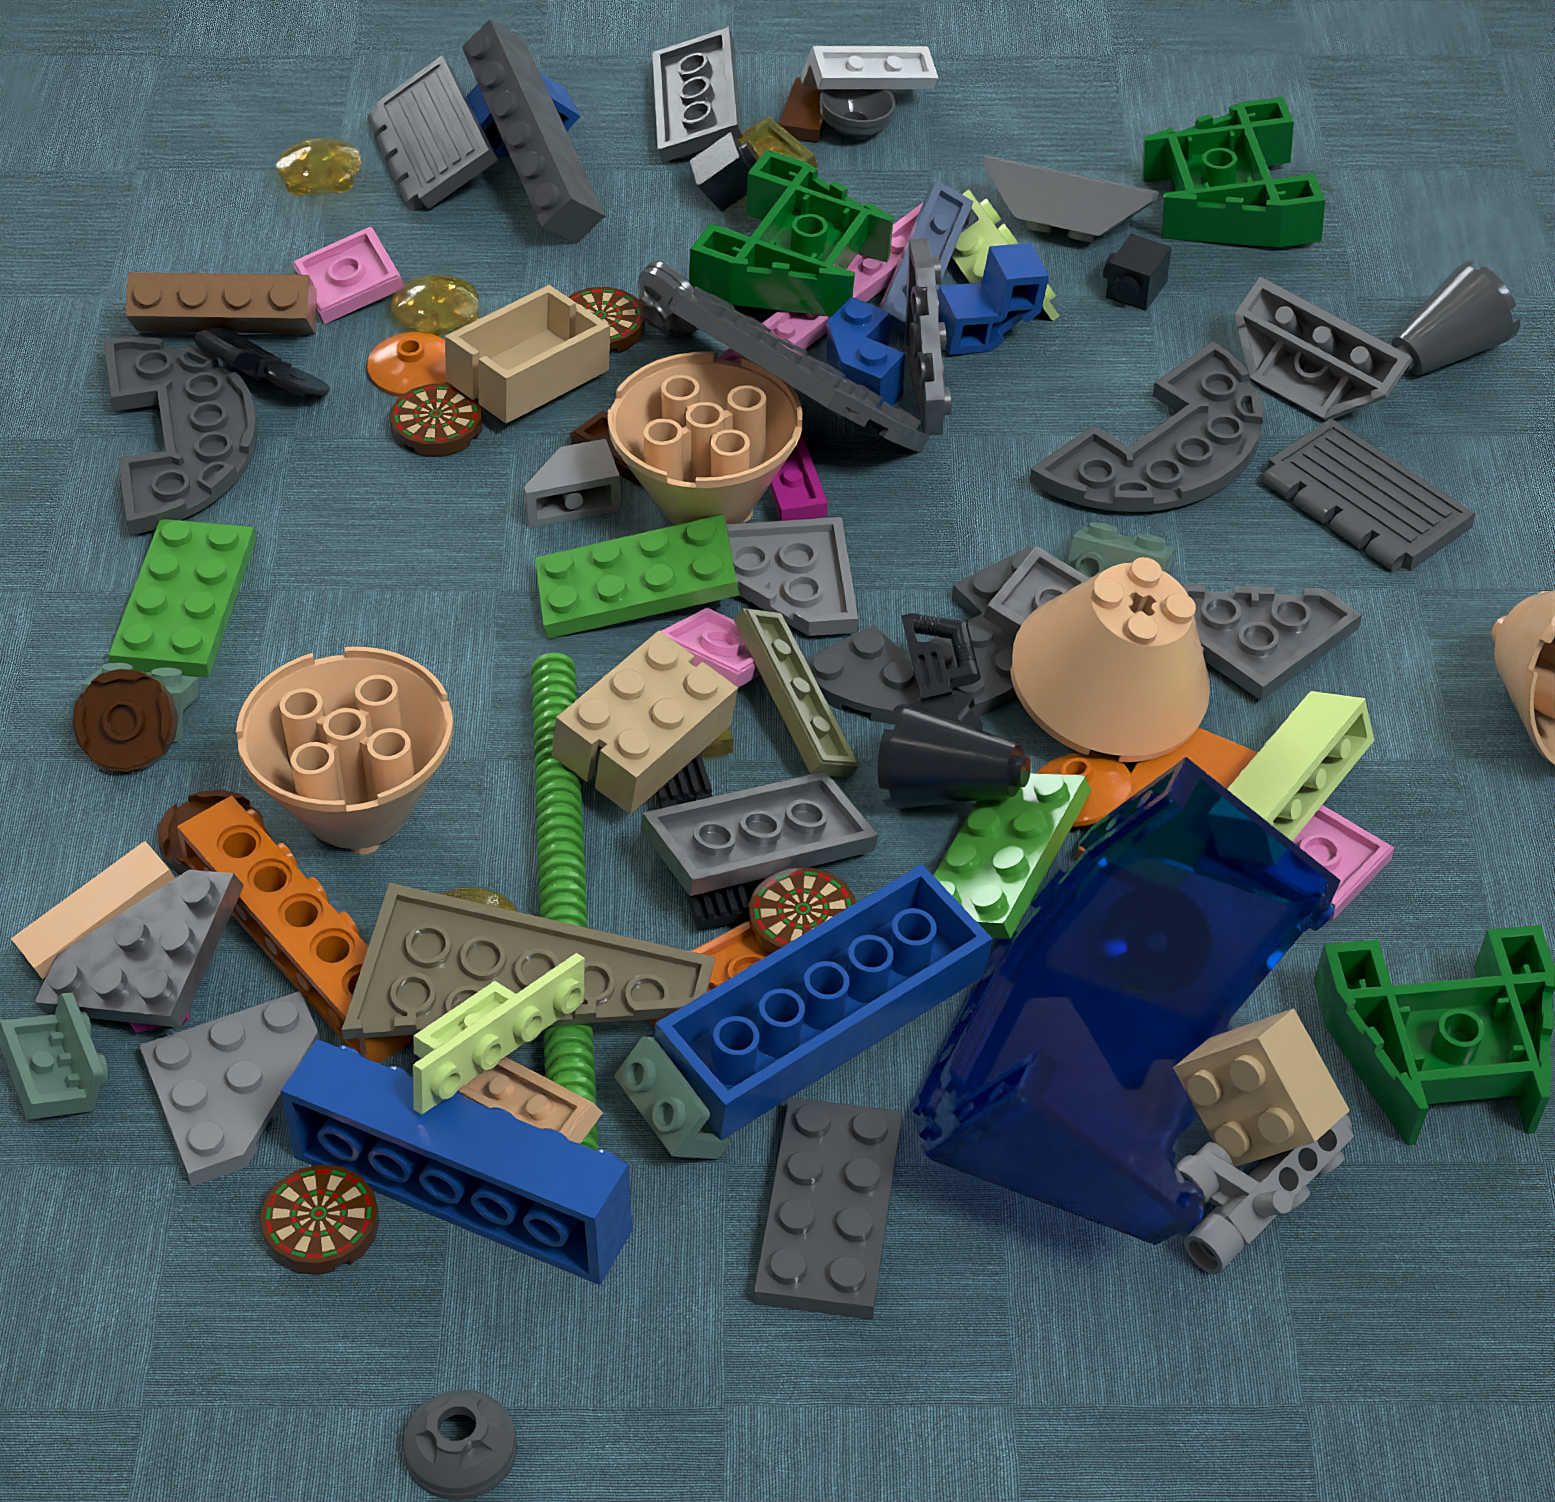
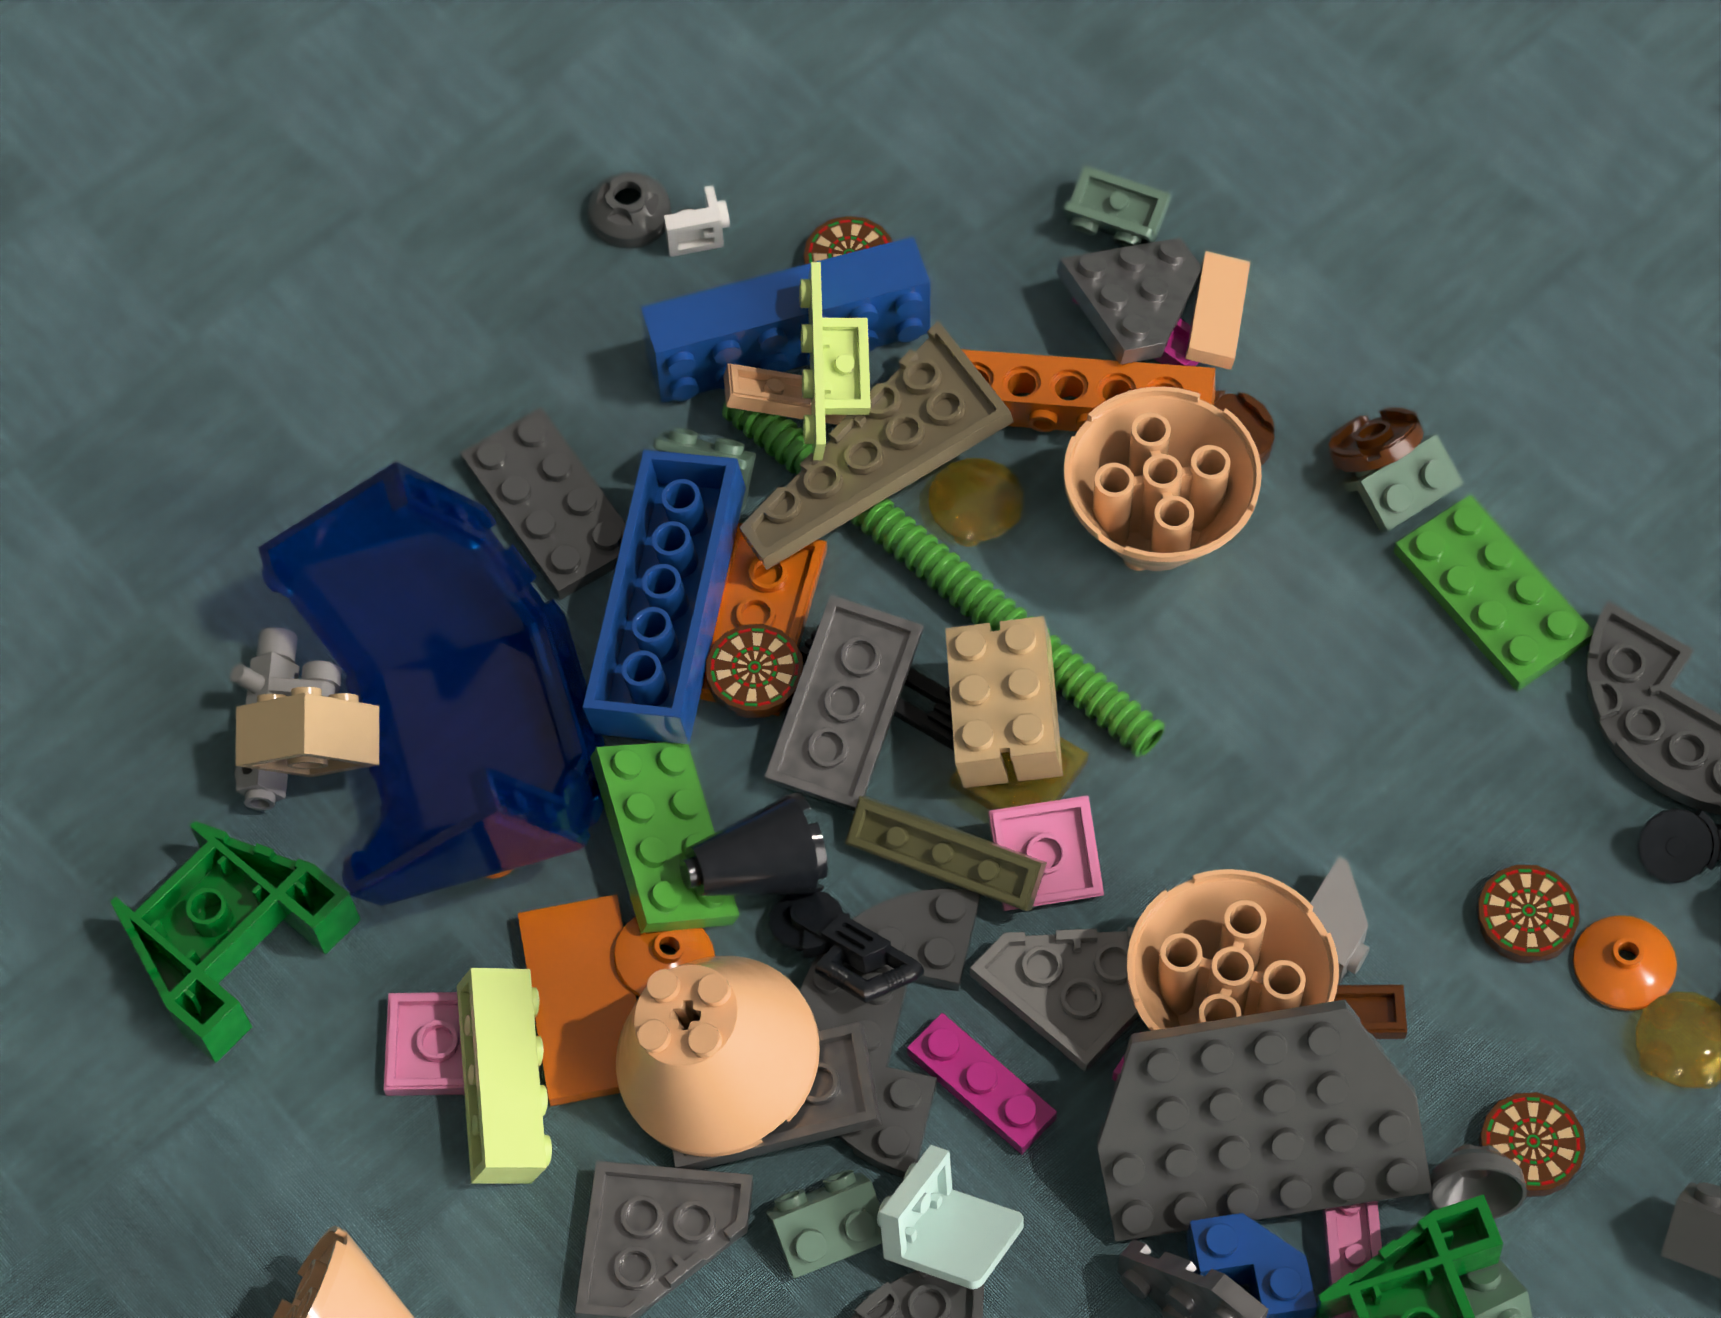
camera: 140 degrees right, 15 degrees up
(226, 1081) = (1002, 287): light grey plate -> none
(427, 1347) = (699, 228): none -> white bracket
(527, 353) = (1515, 1010): tan piece -> none
(636, 576) = (1195, 835): bright green plate -> none
(921, 565) = (982, 1083): none -> dark pink plate
(1043, 484) = (944, 1229): none -> light aqua bracket

